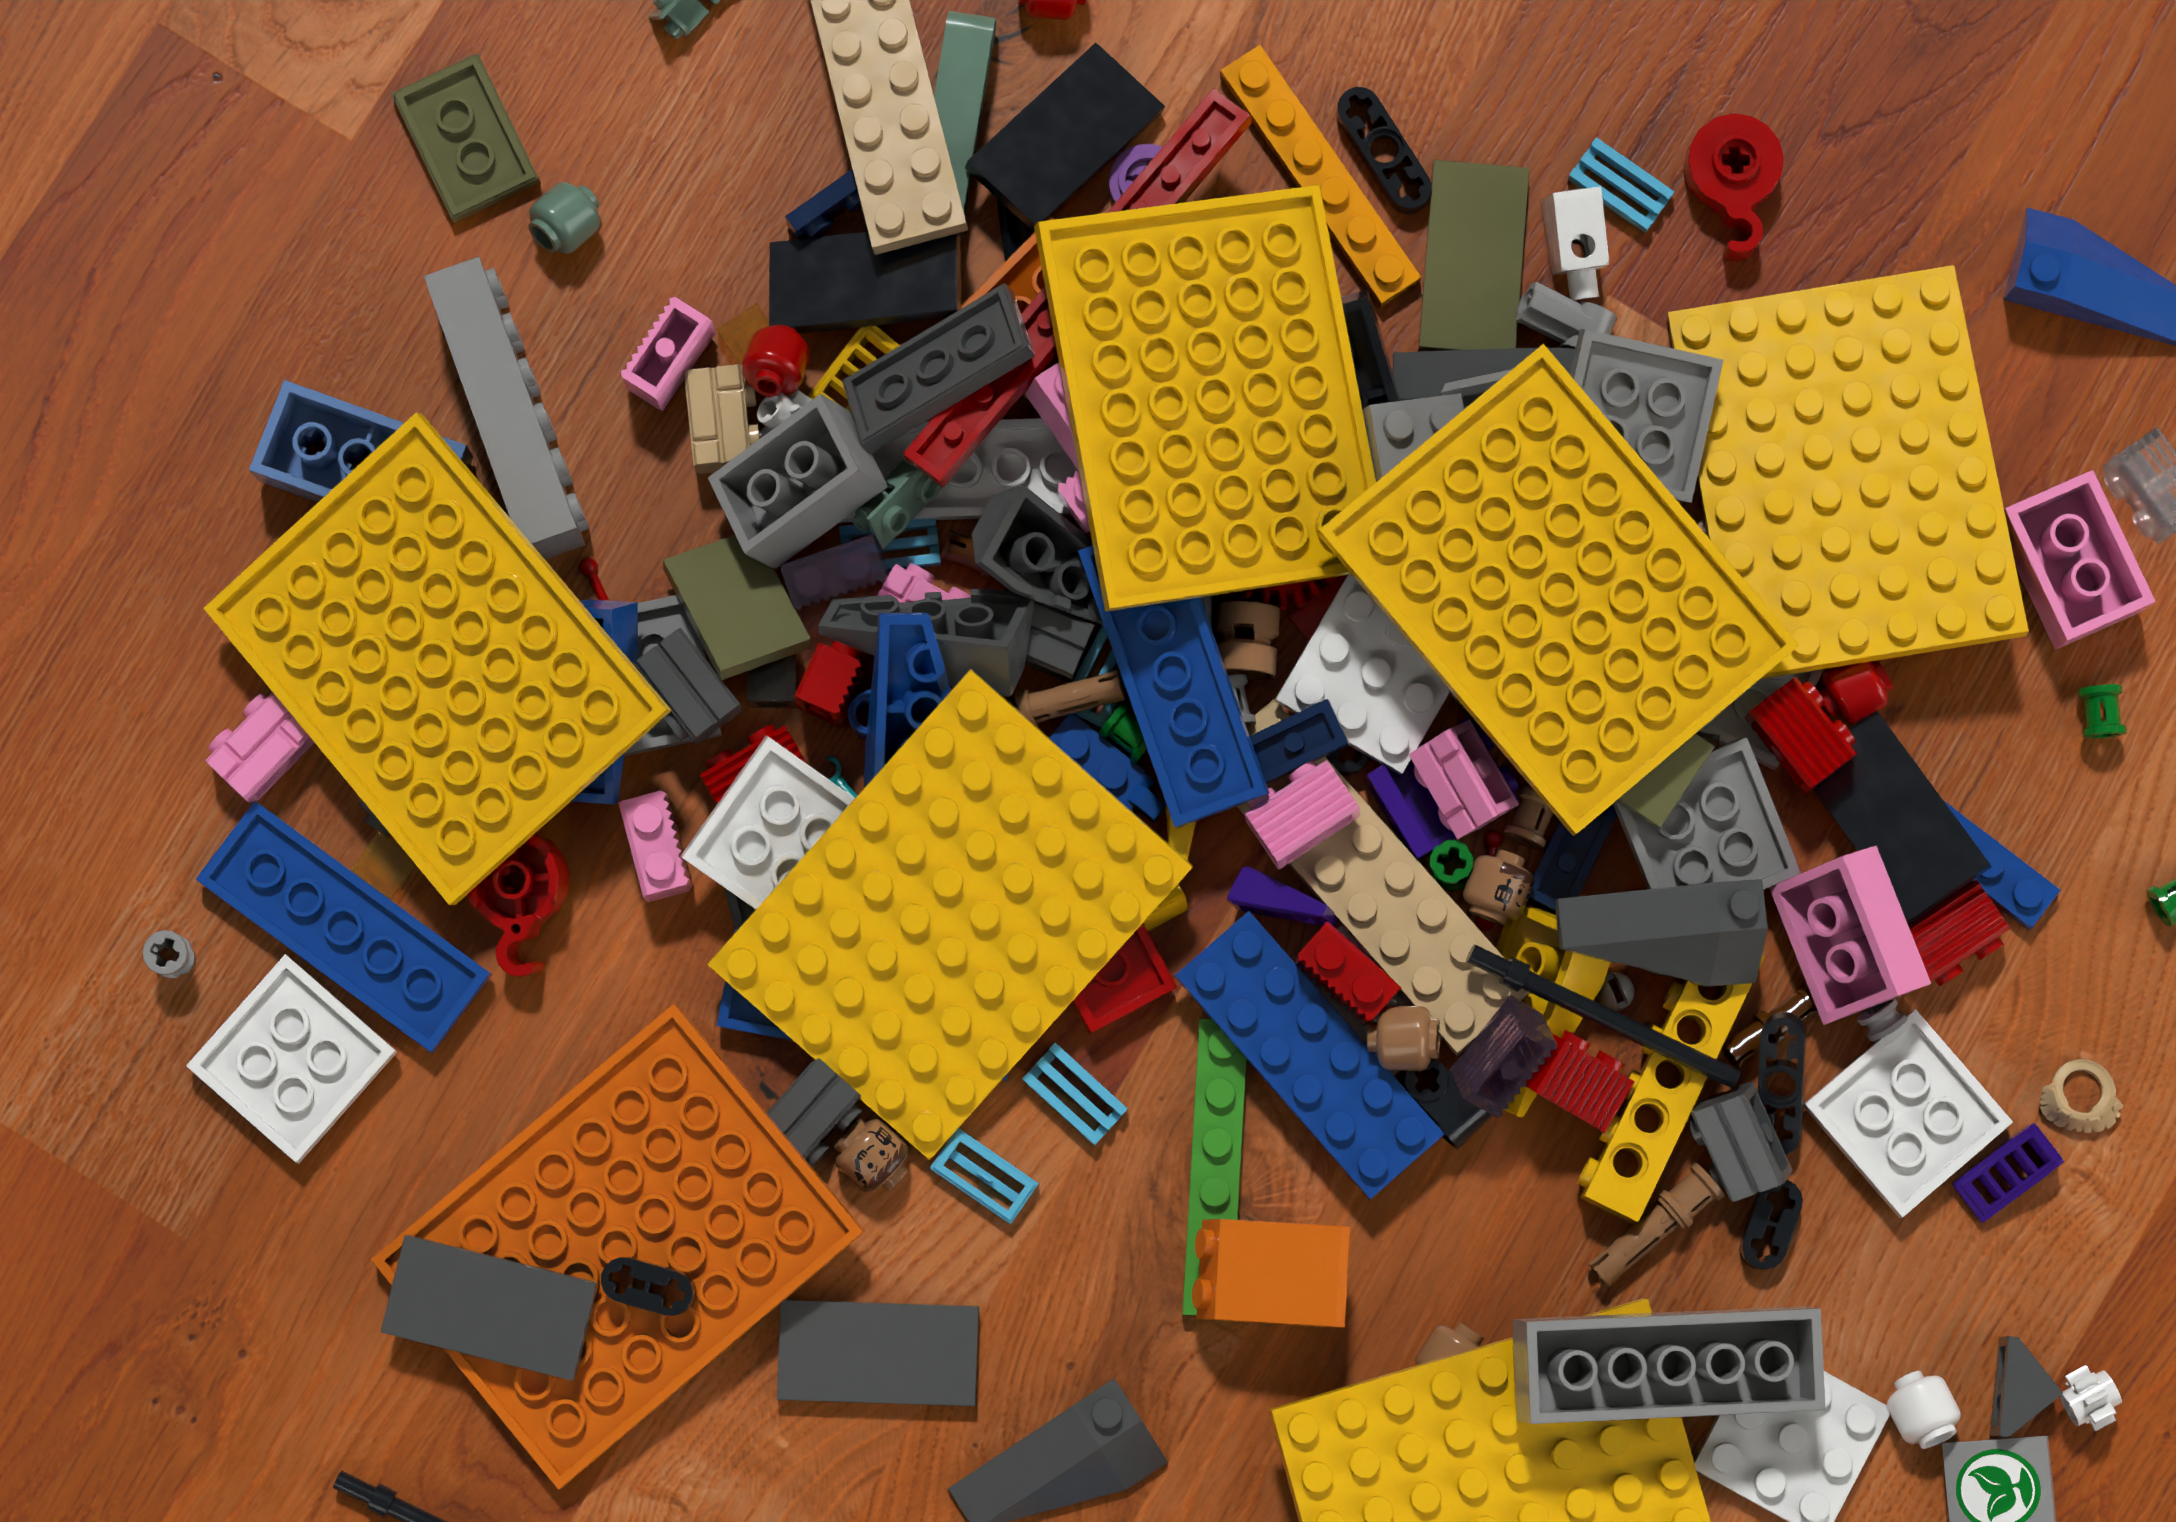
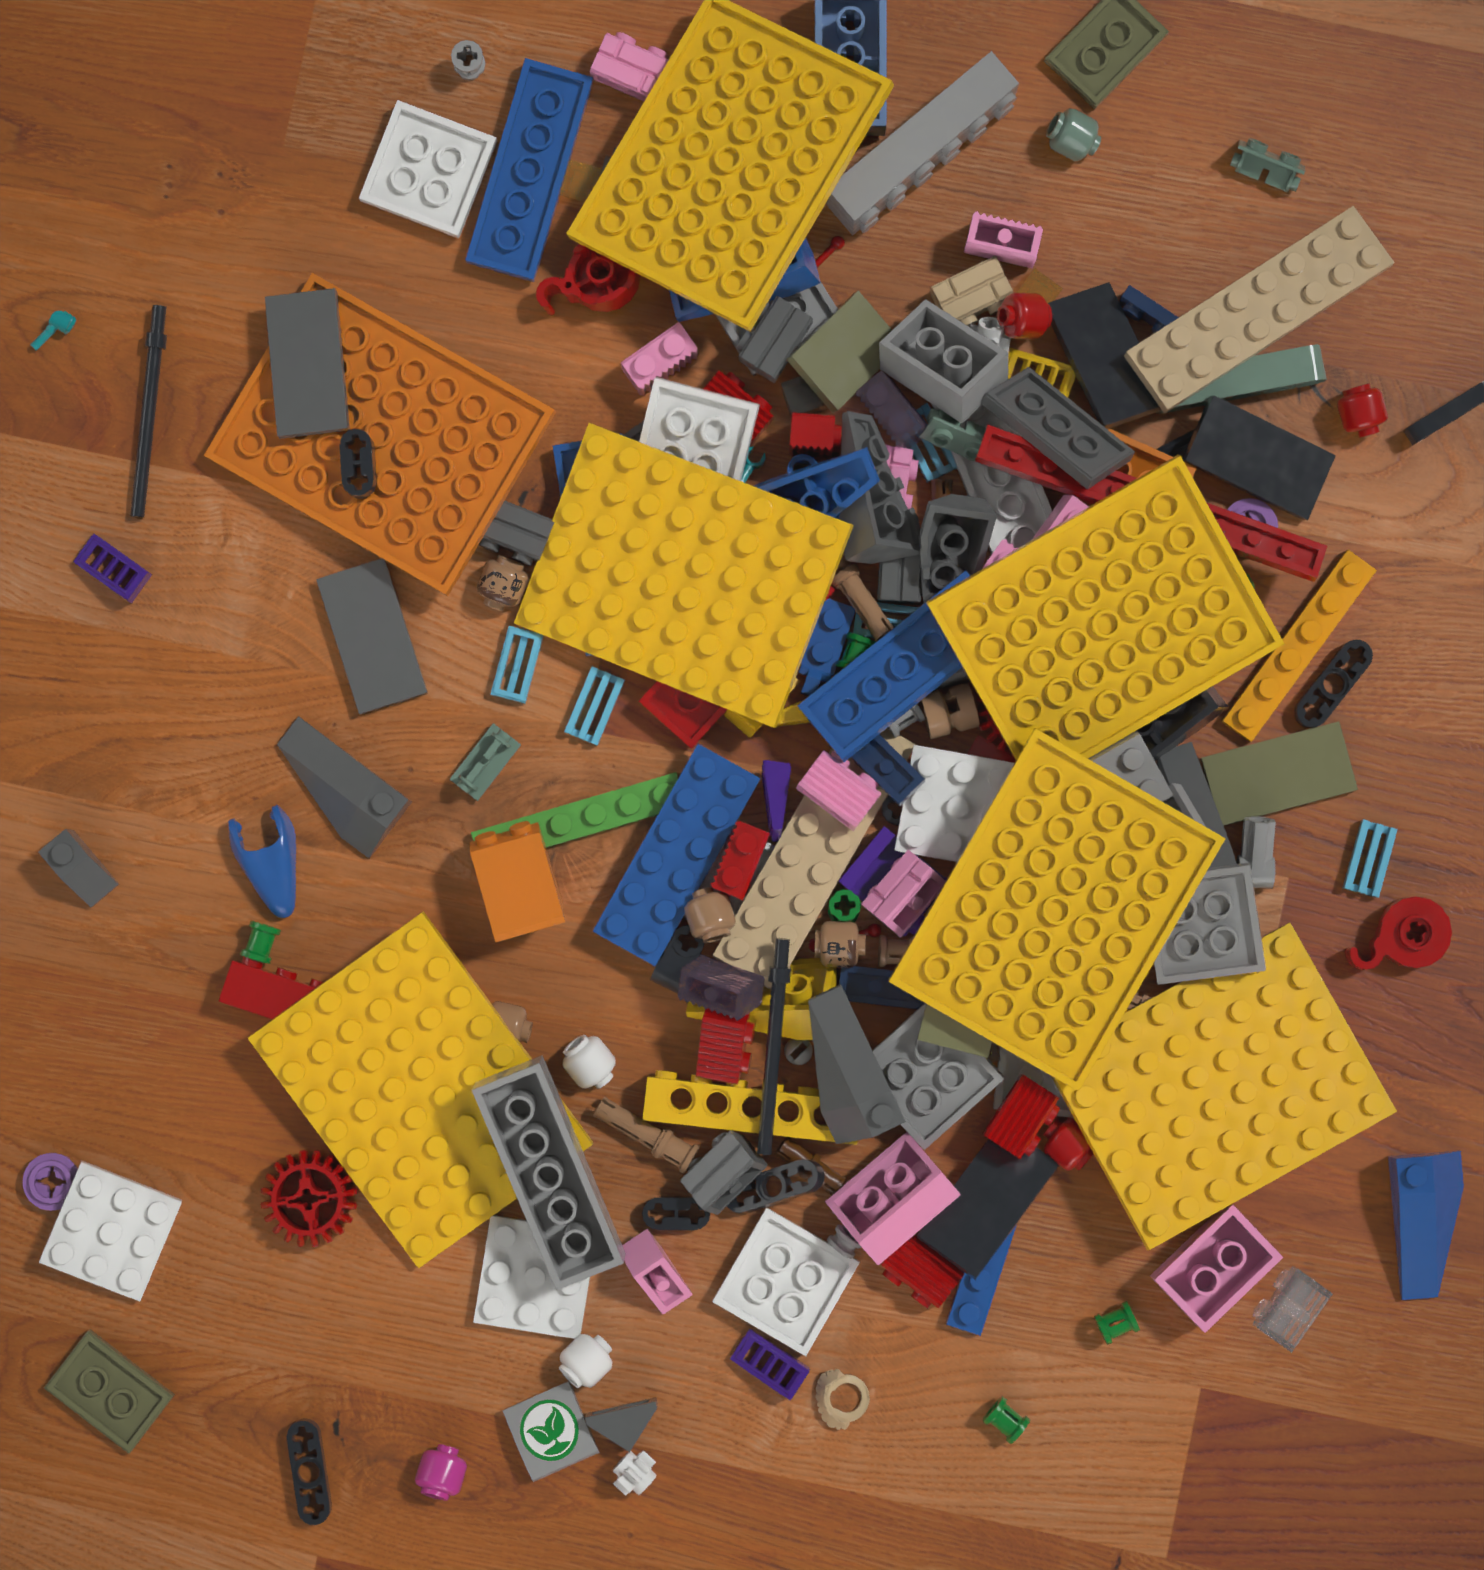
camera: 75 degrees right, 5 degrees up
(1096, 1262) = (485, 762): none -> sand green hinge
(1536, 1266) = (588, 1062): none -> white head
(1581, 218) = (1330, 830): white torso -> none
(1838, 1277) = (655, 1272): none -> bright pink slope

